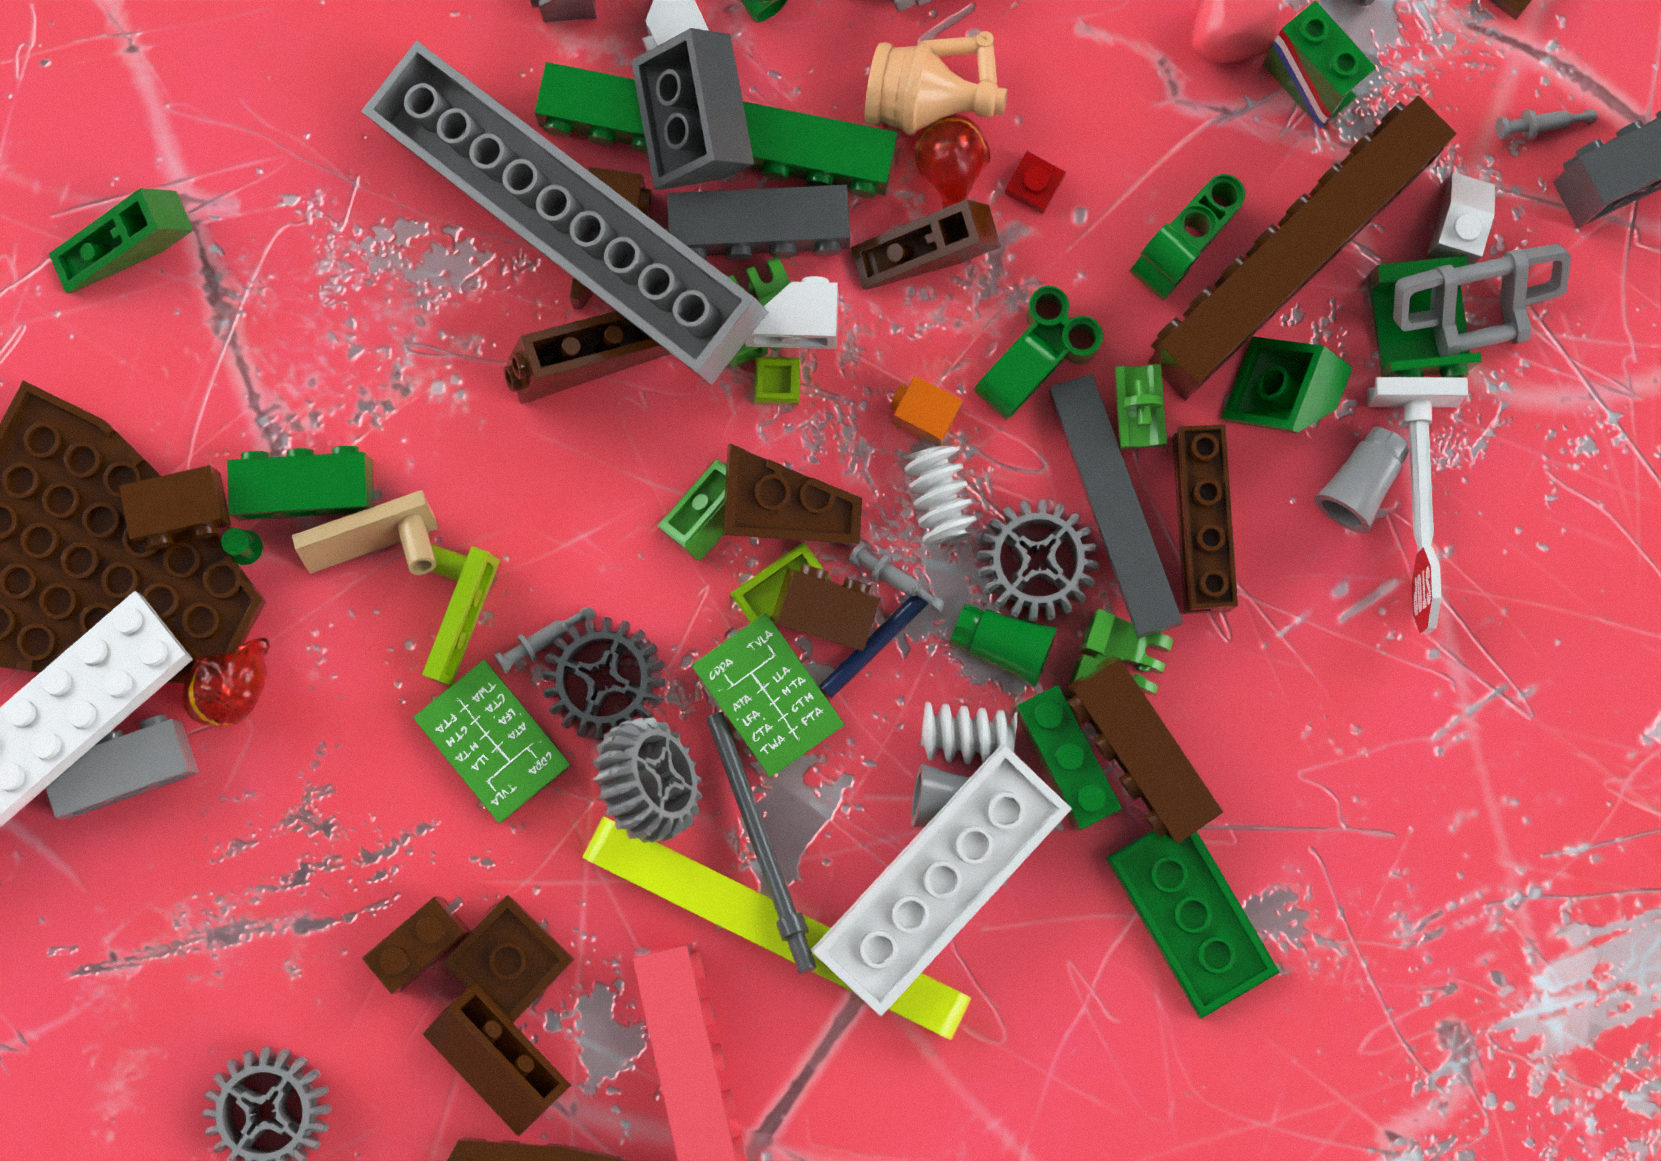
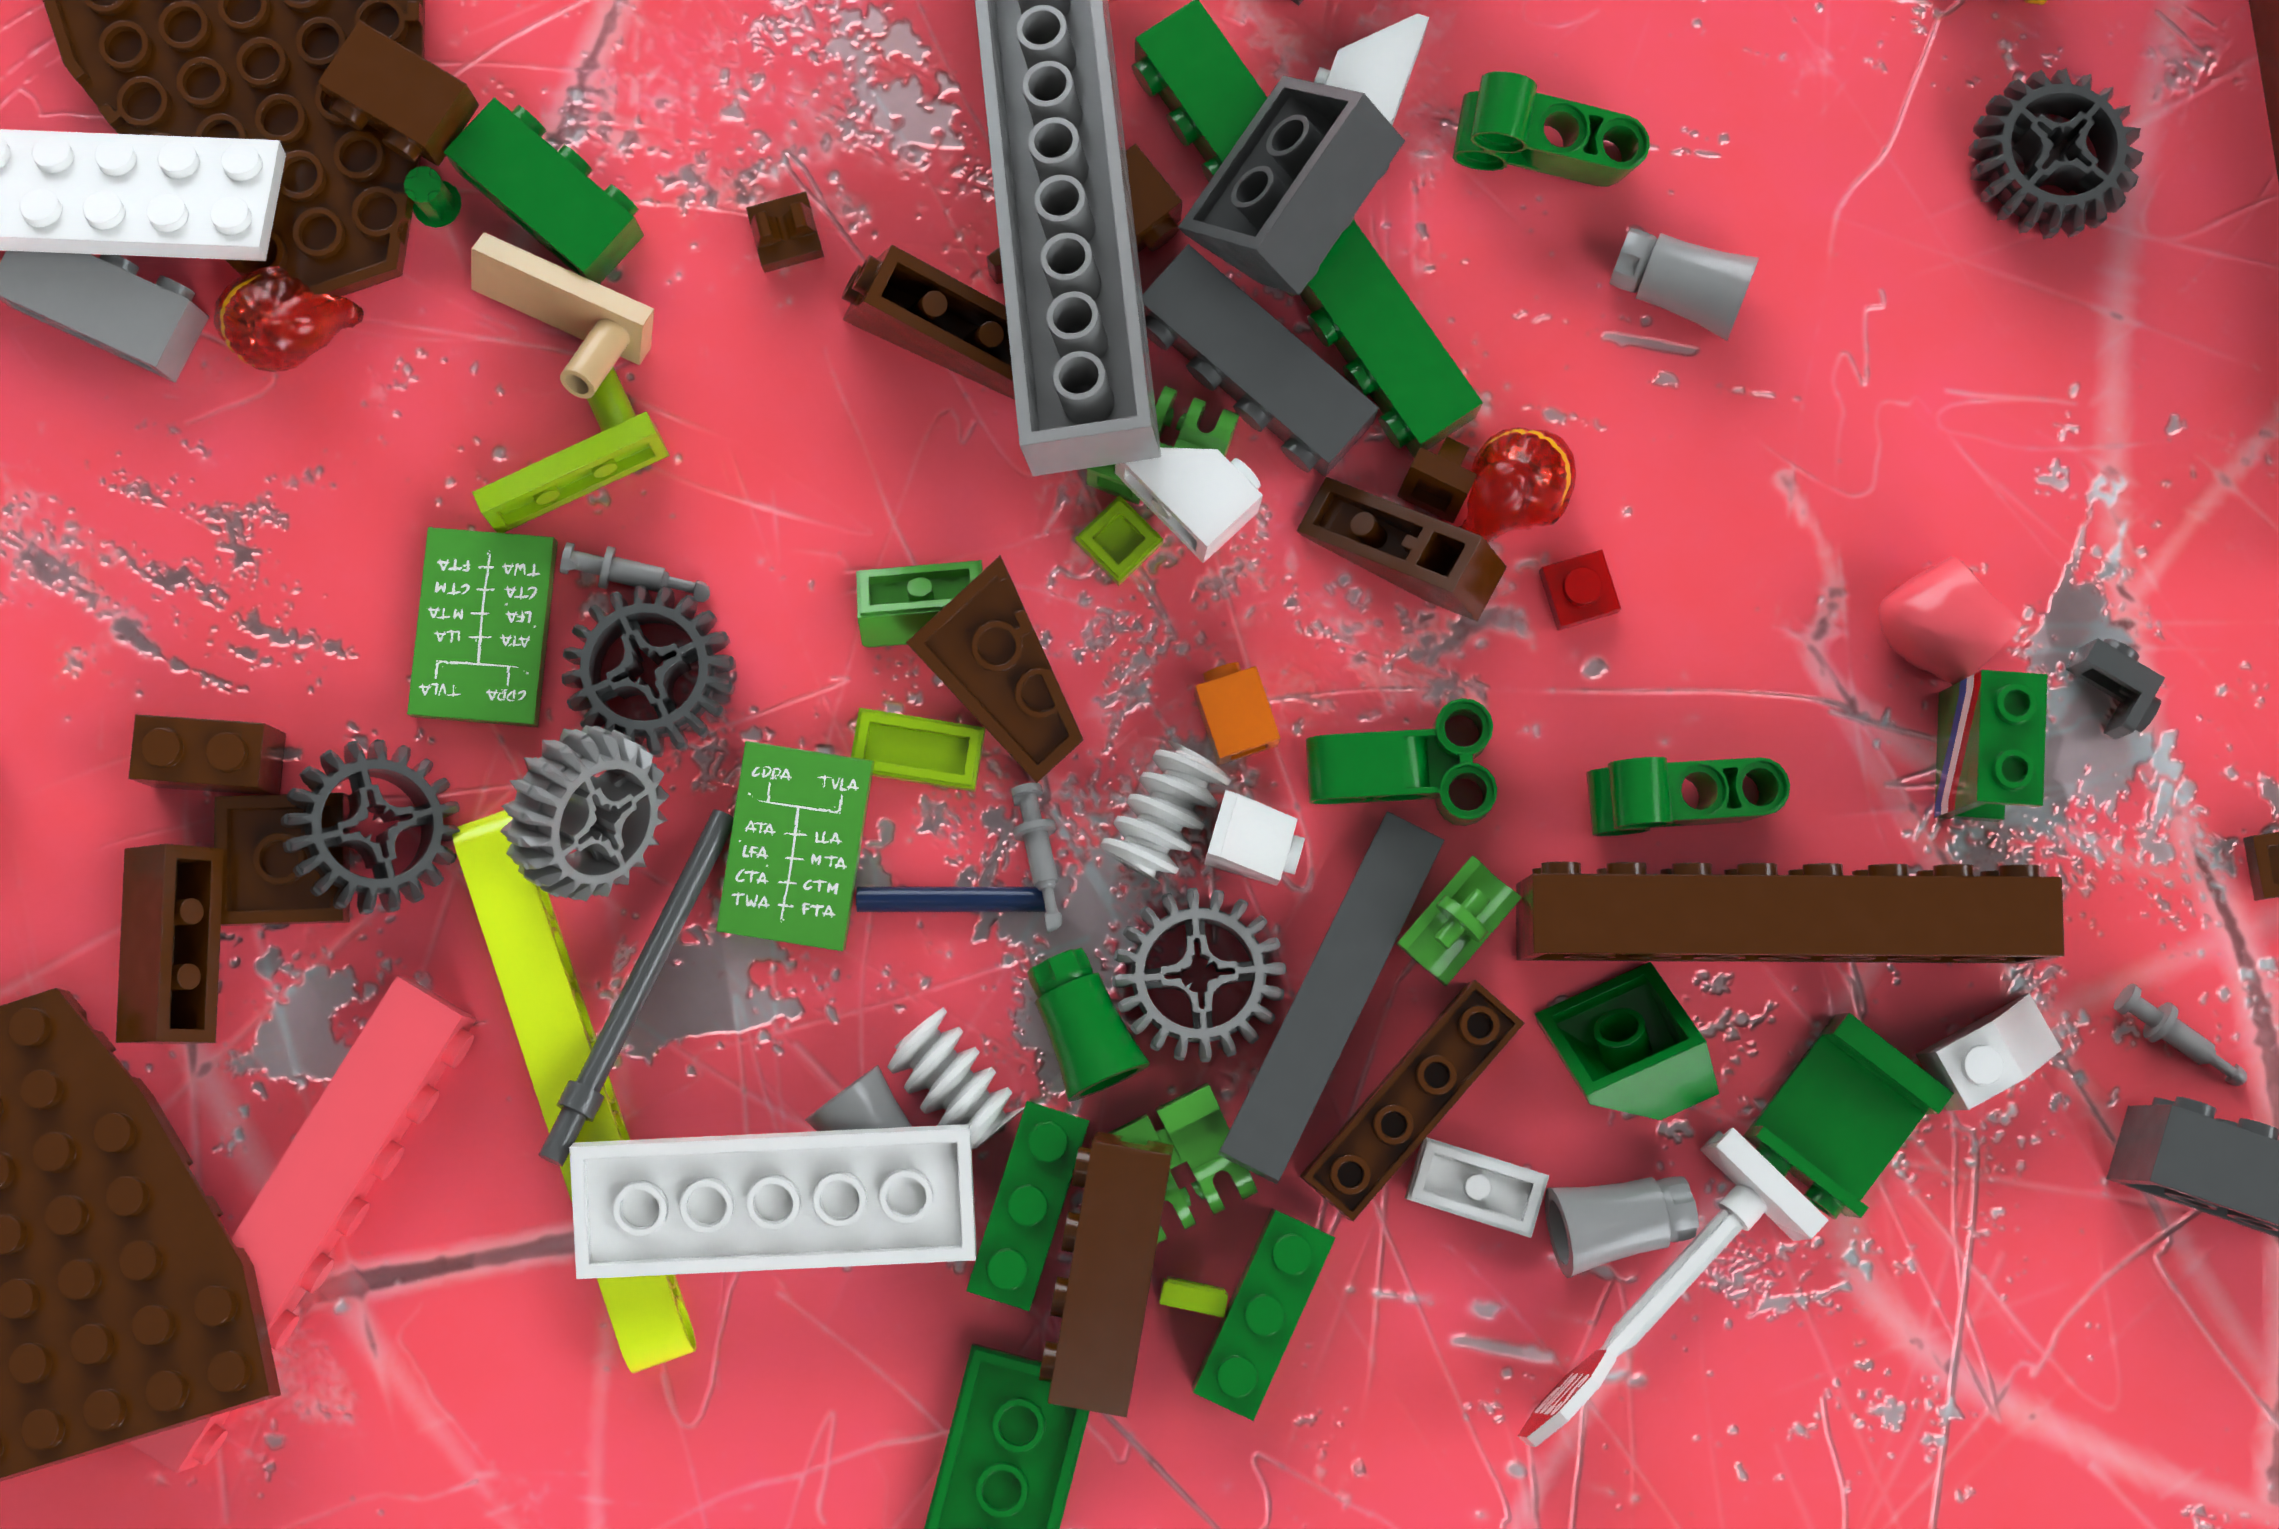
camera: 45 degrees right, 0 degrees up
(446, 386) = (785, 232): none -> reddish brown tile
(558, 905) = (365, 799): none -> dark grey gear
(825, 607) = (936, 814): reddish brown brick -> none
(911, 193) = (1438, 480): none -> reddish brown tile
(915, 87) = (1547, 378): light nougat piece -> none
(997, 466) = (1254, 840): none -> white slope
(1193, 723) = (1193, 1296): none -> lime tile
(1235, 697) = (1262, 1314): none -> green brick
(1279, 531) = (1477, 1187): none -> white plate
(1513, 297) = (1962, 1186): light grey bar -> none

